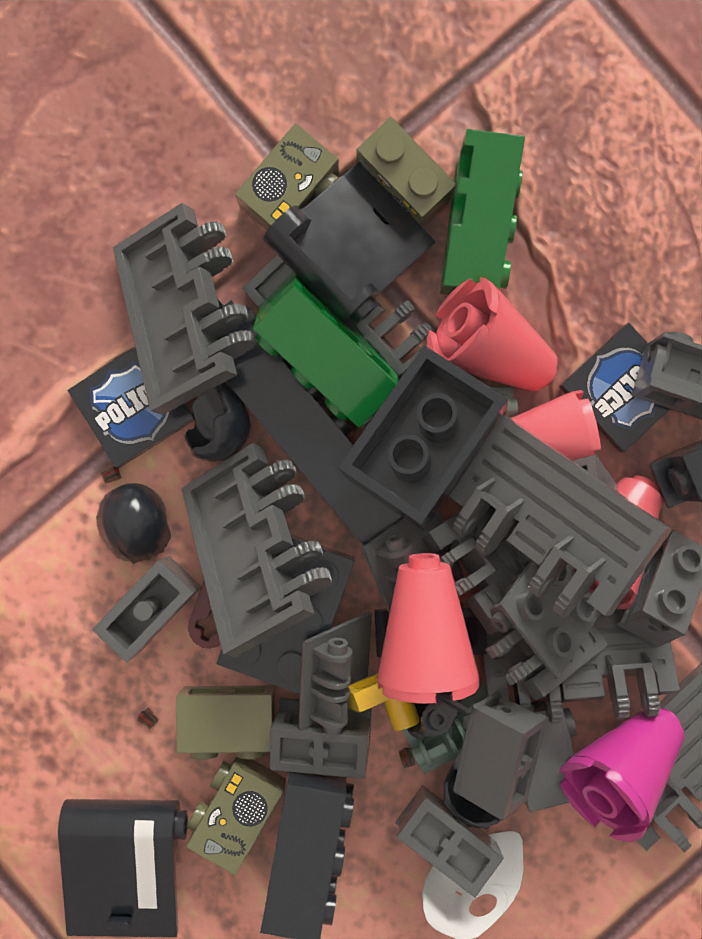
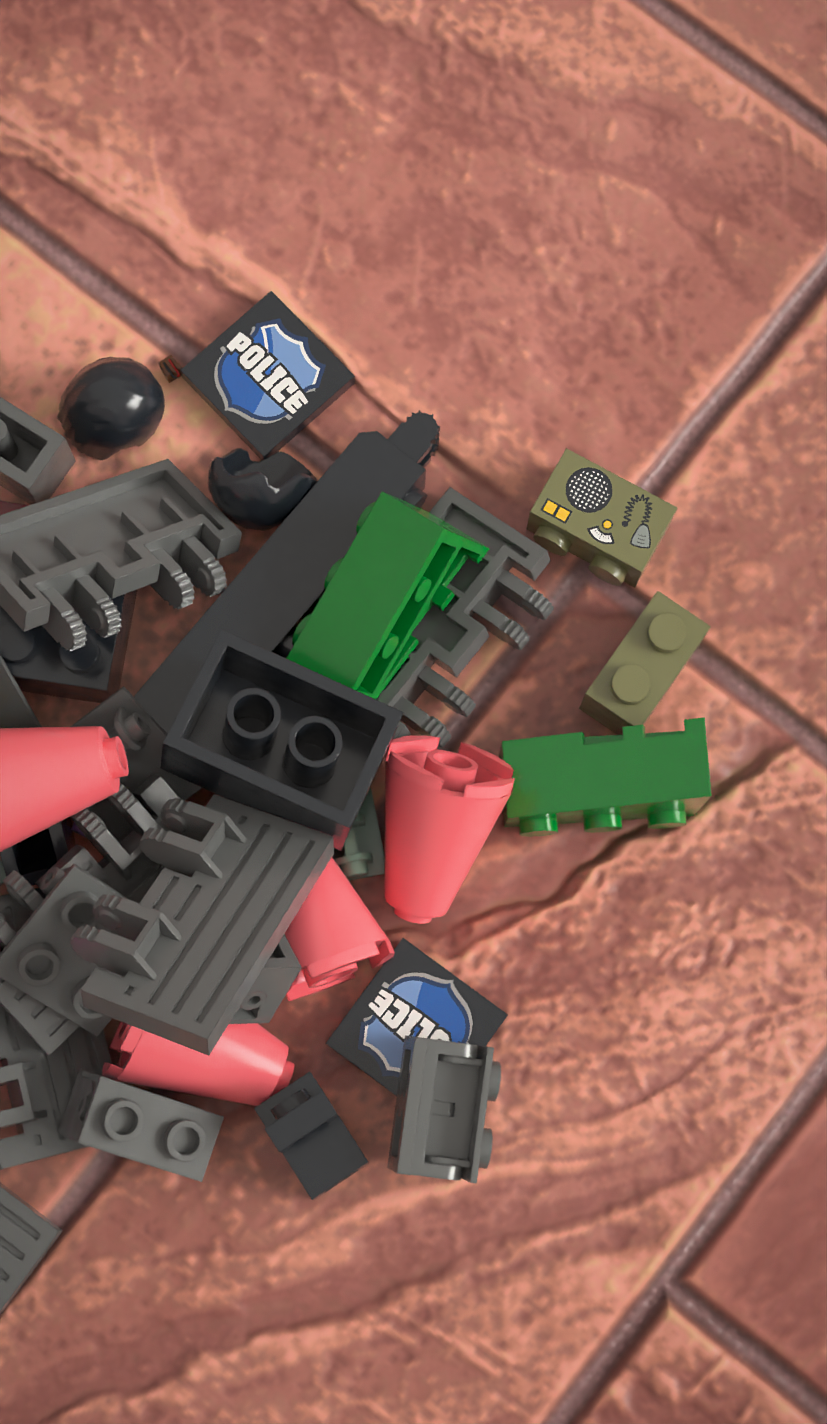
camera: 80 degrees right, 10 degrees down
(167, 295) = (409, 389): dark grey hinge -> none
(349, 243) = (523, 607): black door -> none

